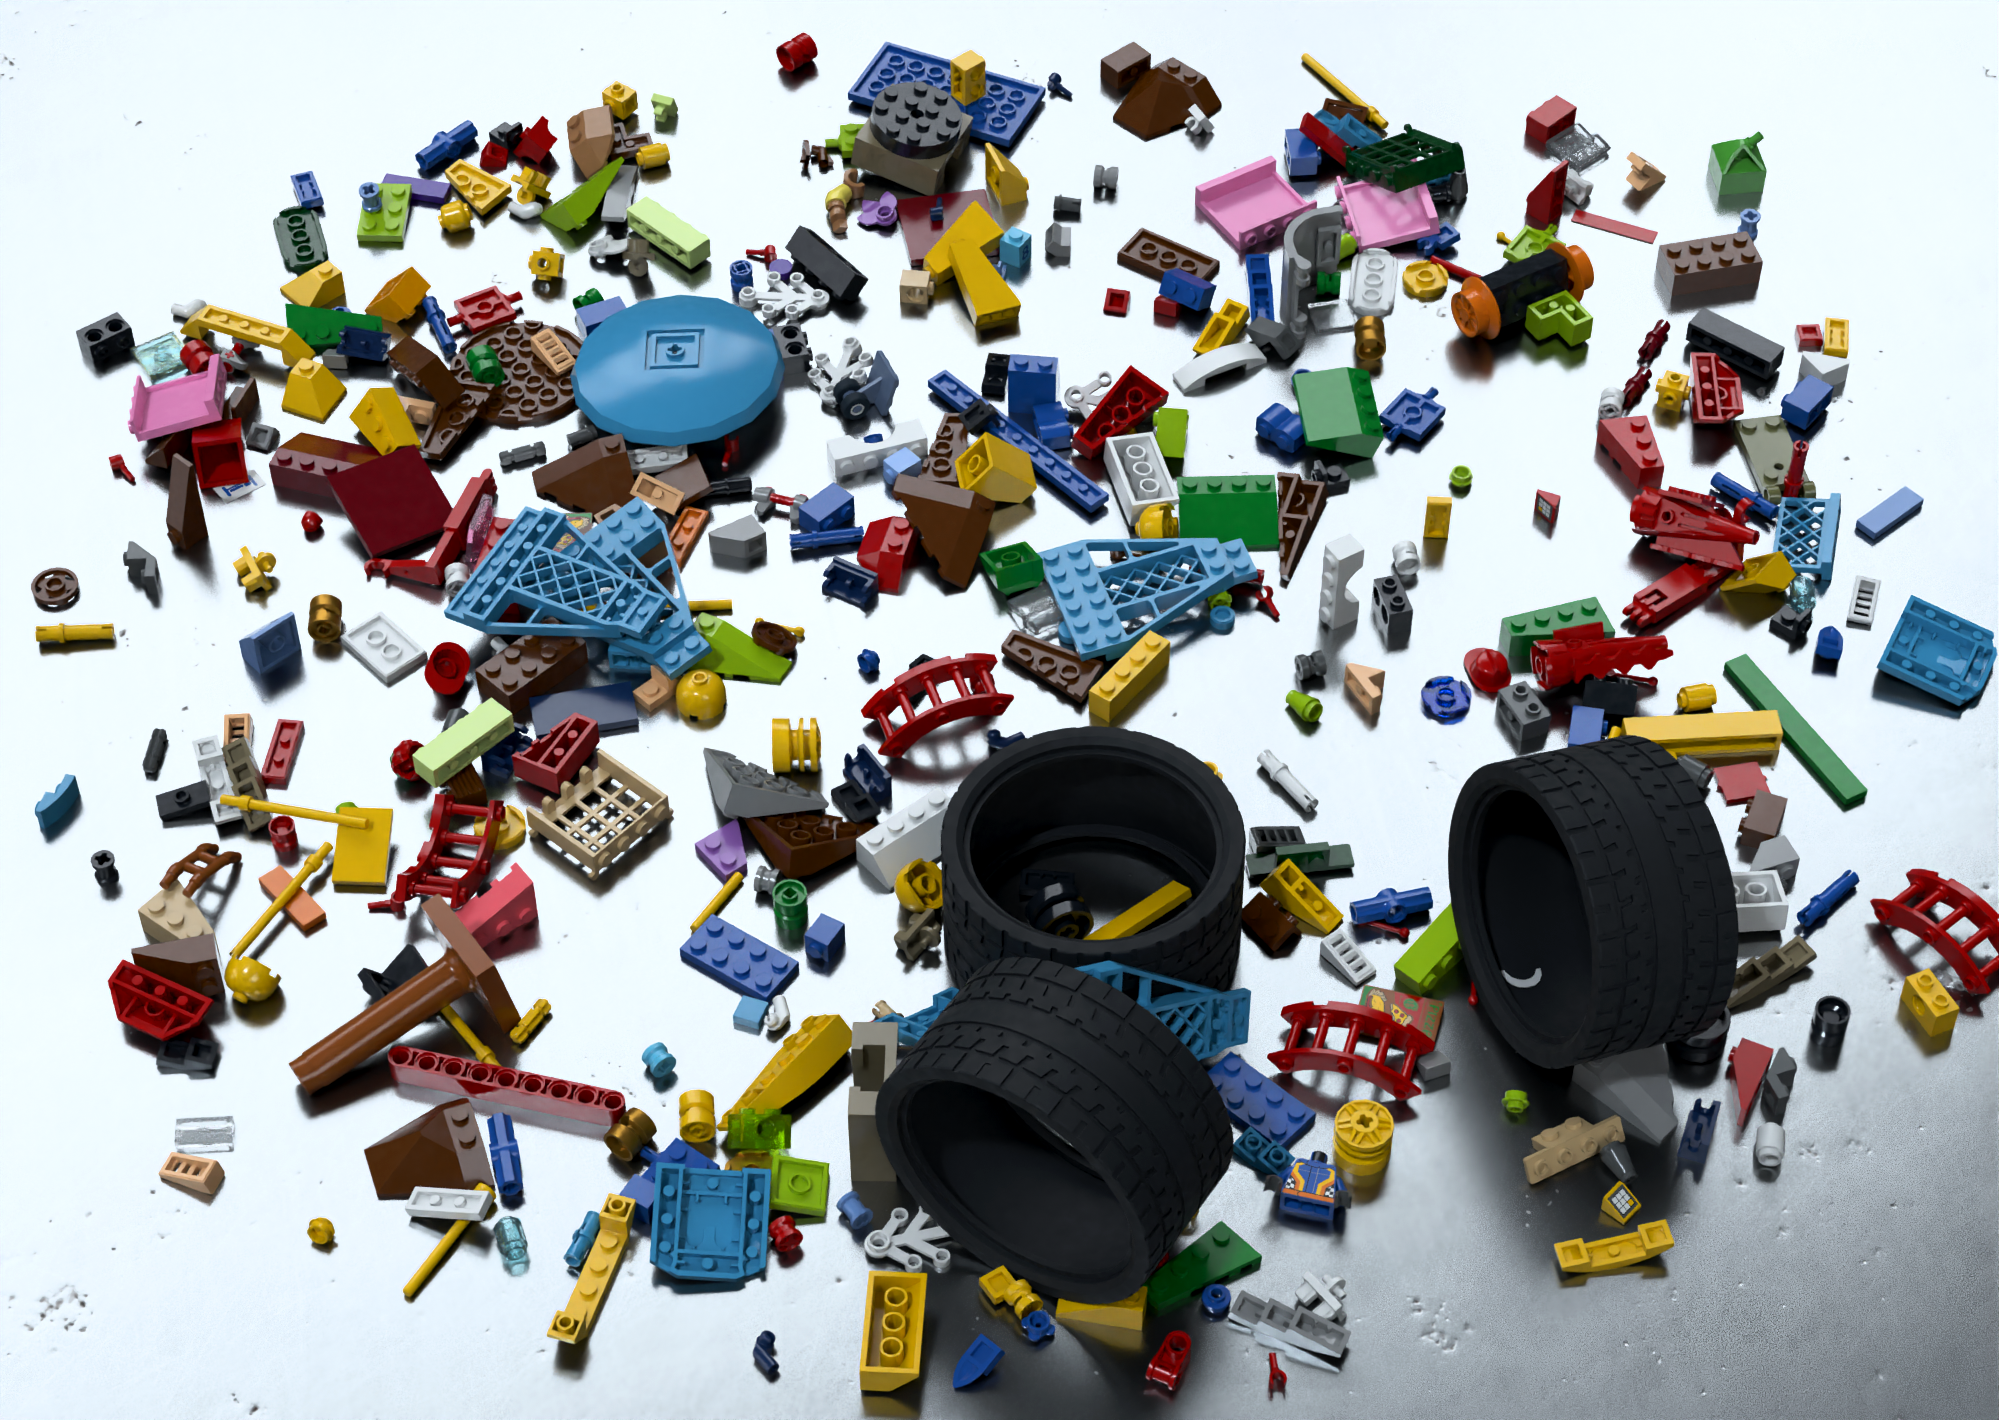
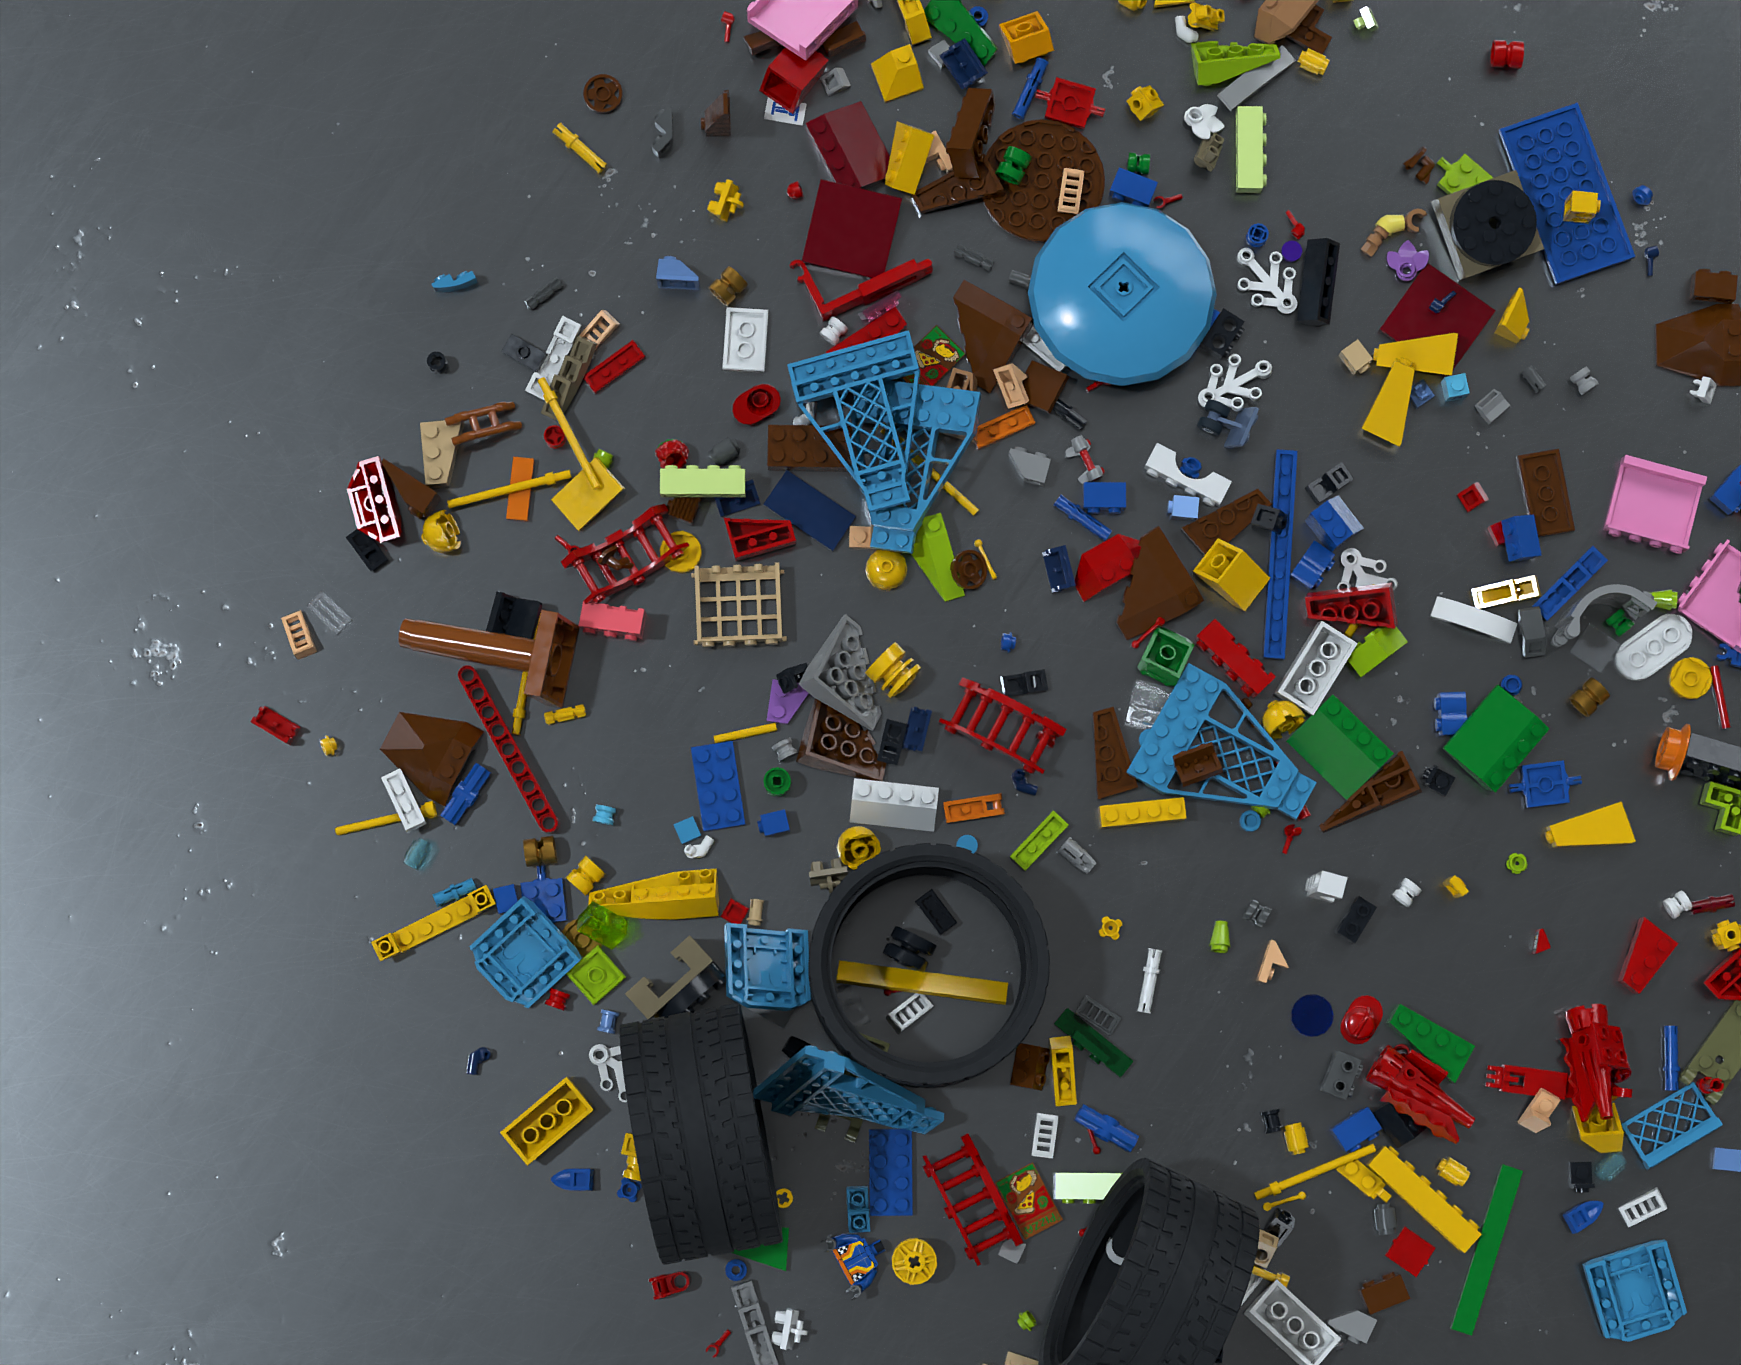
camera: 45 degrees right, 35 degrees up
(247, 1260) = (276, 725): none -> red hinge
(446, 860) = (607, 557): none -> reddish brown piece
(709, 822) = (789, 676): none -> black bracket
(978, 542) = (1159, 622): none -> red hinge
(1000, 51) = (1642, 195): none -> blue plate
(1070, 520) = (1234, 659): none -> red wedge
(1131, 593) = (1197, 764): none -> reddish brown bracket
(1486, 409) = (1596, 828): none -> yellow slope
(1702, 603) = (1539, 1110): none -> light nougat slope

